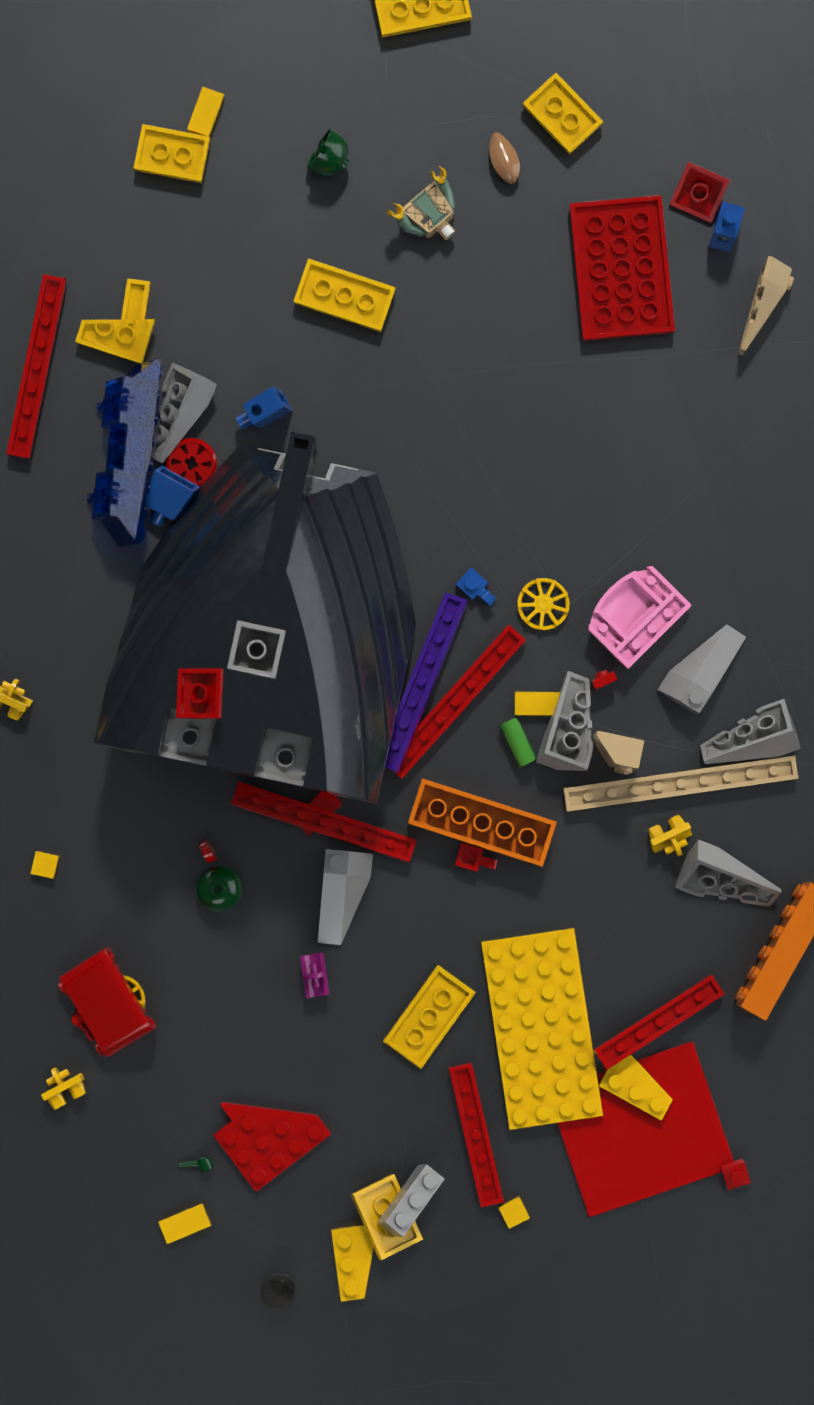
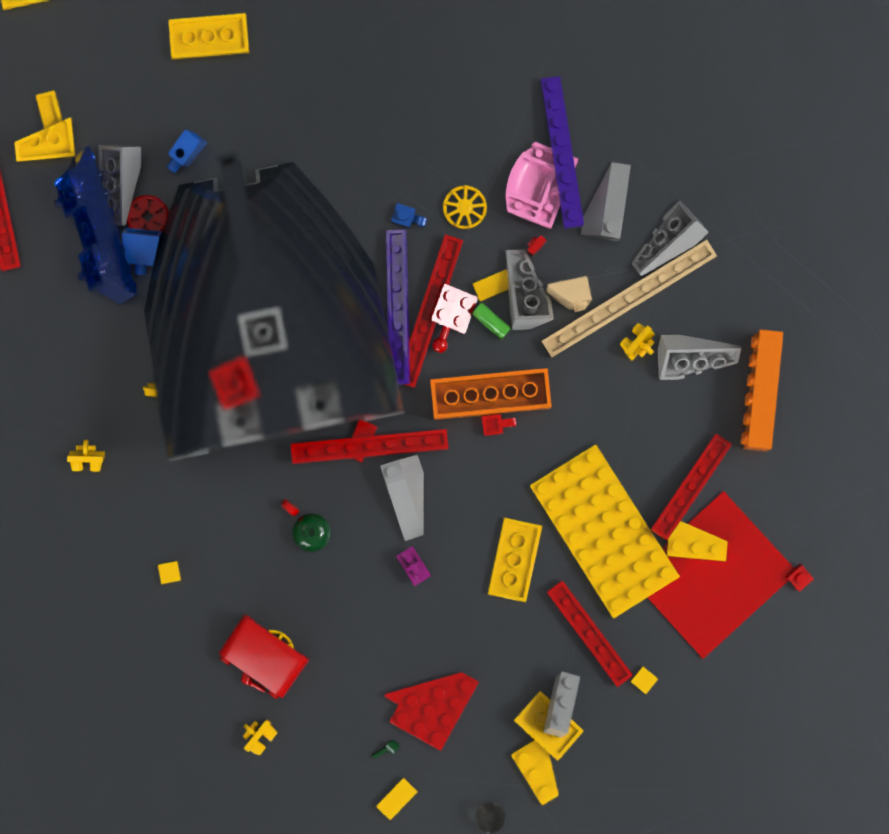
camera: 25 degrees left, 0 degrees up
(110, 654) = (150, 390): none -> yellow plate
(479, 712) = (452, 311): none -> plate
(676, 590) = (562, 152): none -> dark purple plate

